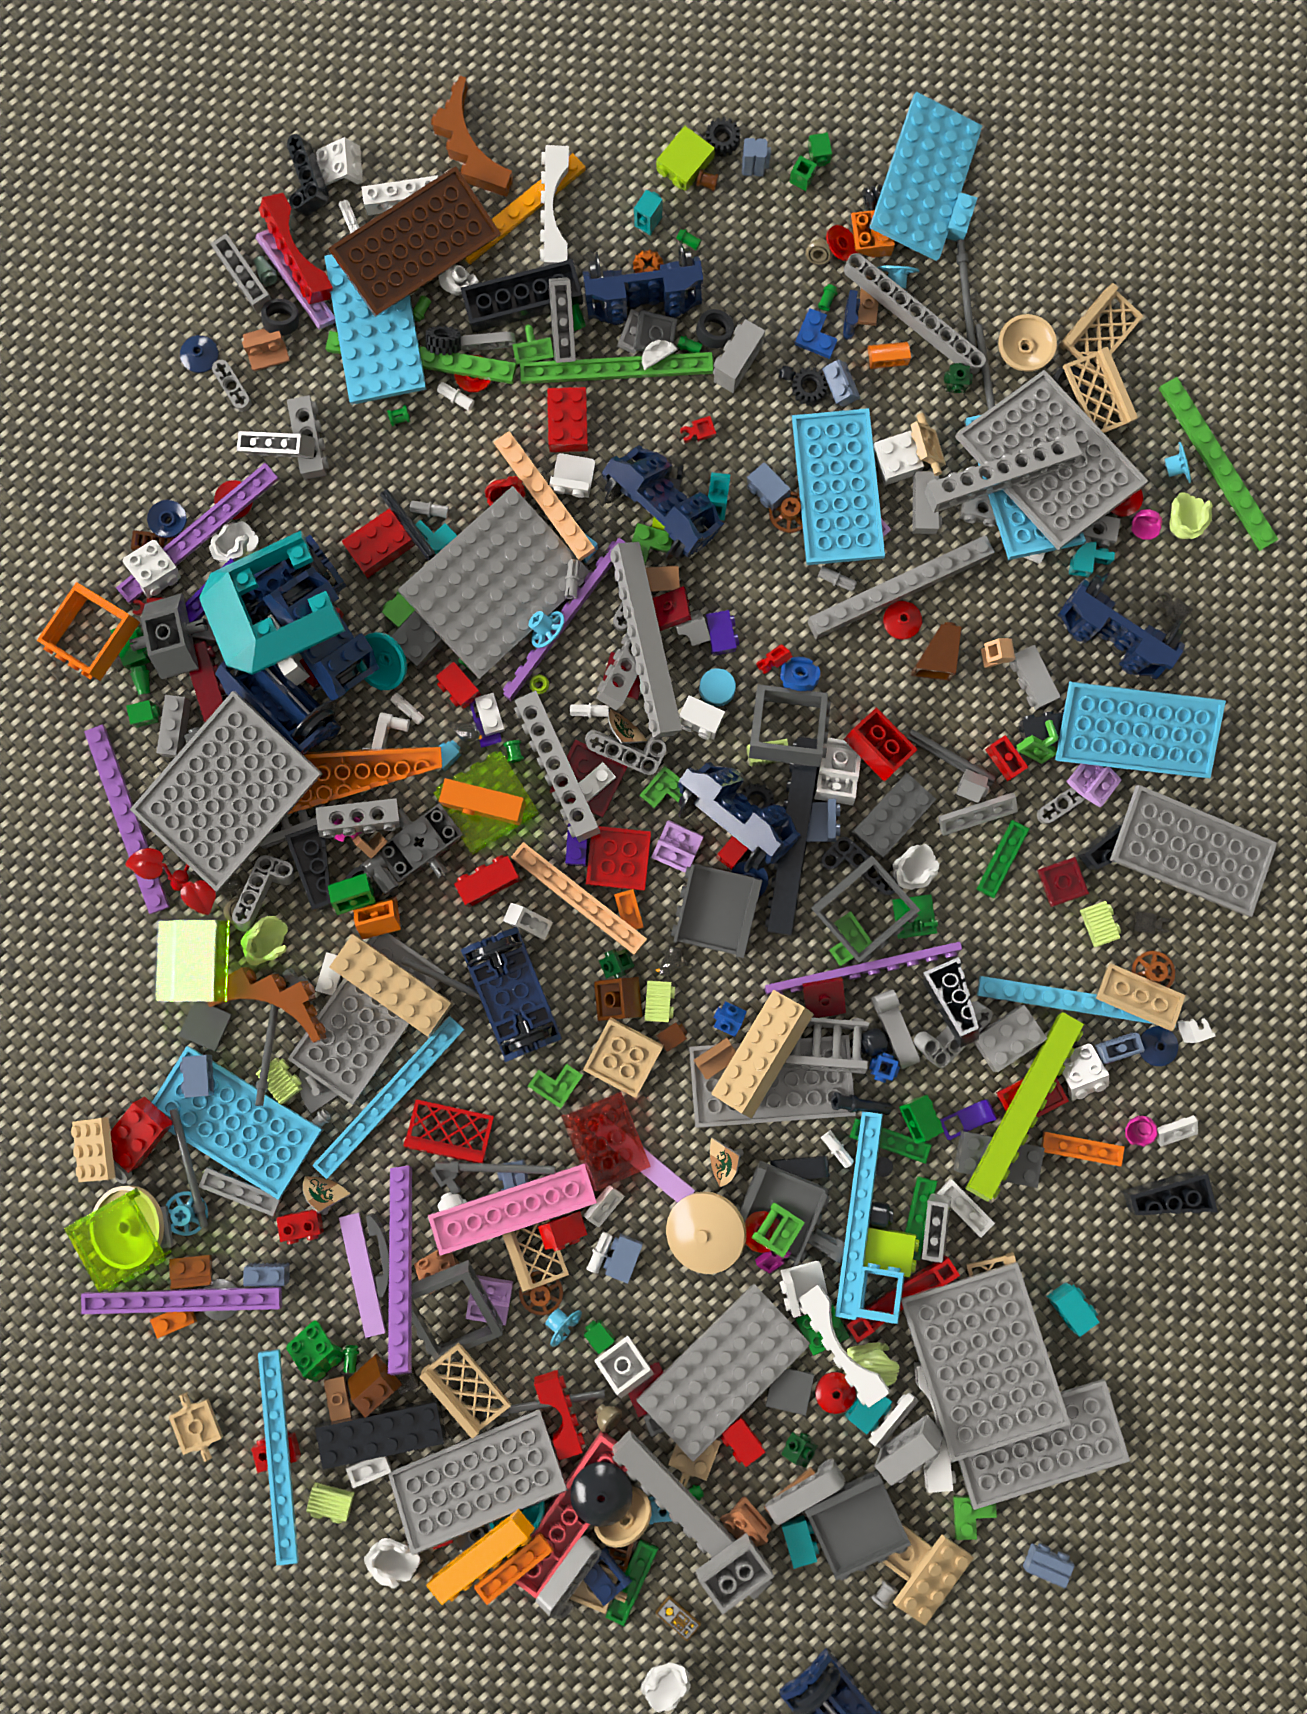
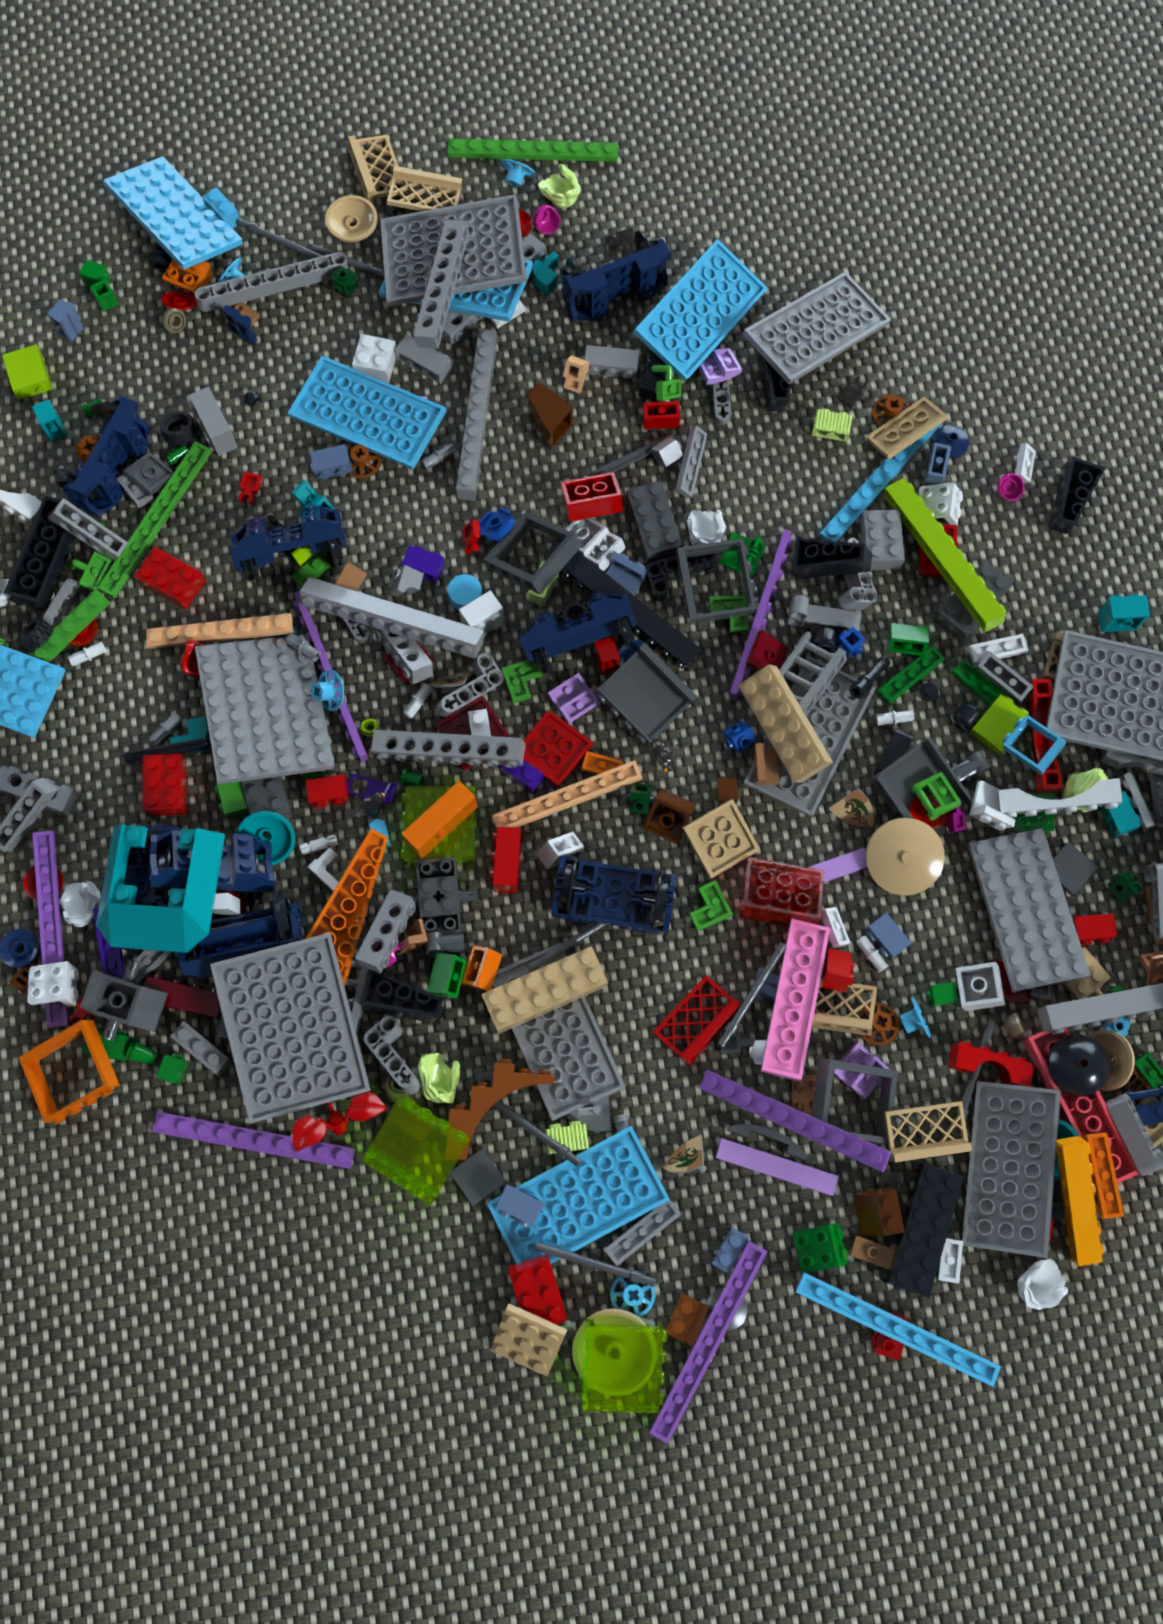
camera: 60 degrees left, 10 degrees down
(171, 1321) = (722, 1364): orange plate -> none
(195, 1426) = (827, 1396): tan plate -> none
(299, 1225) = (703, 1195): red brick -> none
(328, 978) = (502, 1042): white plate -> none
(330, 1503) = (961, 1312): yellowish green brick -> none
(350, 1360) = (843, 1219): green pin -> none
(388, 1097) = (638, 1055): medium azure plate -> none
(396, 420) = (74, 702): green bush -> none
(489, 714) = (368, 780): white plate -> none
(572, 475) = (218, 601): white bracket -> none
(656, 352) = (165, 479): white tile -> none
(658, 1001) = (691, 784): yellowish green brick -> none
(672, 608) = (380, 584): dark red plate -> none
(707, 180) = (57, 366): reddish brown bush -> none
(723, 126) = (28, 328): black tyre -> none
(804, 396) = (271, 379): black tyre -> none
(811, 336) = (236, 366): blue plate -> none
(830, 292) = (211, 332): green pin -> none
(830, 1383) = (1086, 841): red dish -> none
(841, 383) = (287, 363): sand blue brick -> none
(859, 1214) = (959, 728): medium azure plate -> none
(889, 355) = (290, 319): orange brick -> none
(898, 628) = (503, 436): red dish -> none
(927, 444) = (384, 331): tan plate -> none
(971, 1117) = (928, 602): dark purple piece -> none
(1002, 859) = (737, 466): green tile -> none
(1063, 881) = (782, 433): dark red plate -> none
(1082, 1149) = (1000, 537): orange plate -> none
(1192, 1034) = (956, 405): white hinge -> none

